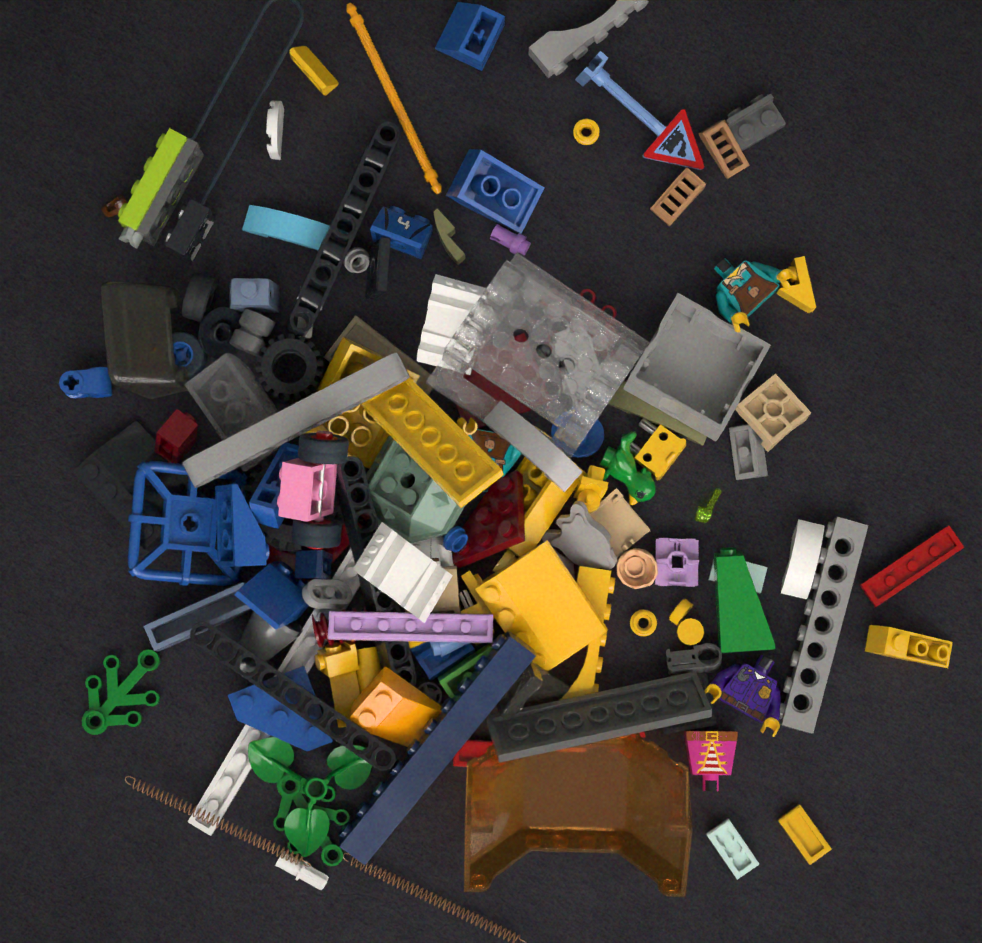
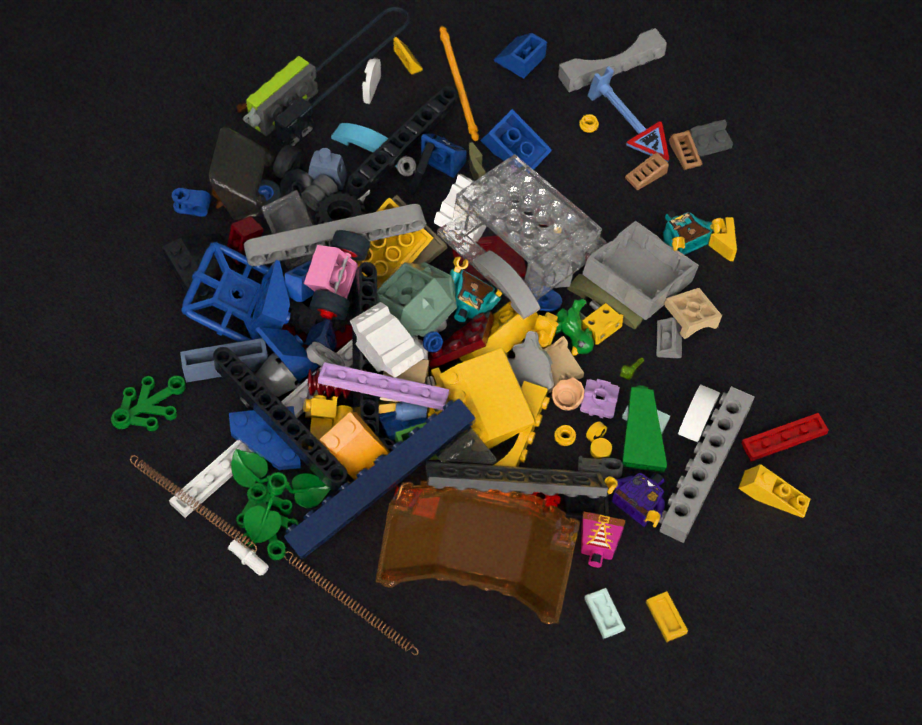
camera: 10 degrees right, 25 degrees down
(434, 441) = (433, 262): yellow plate -> none

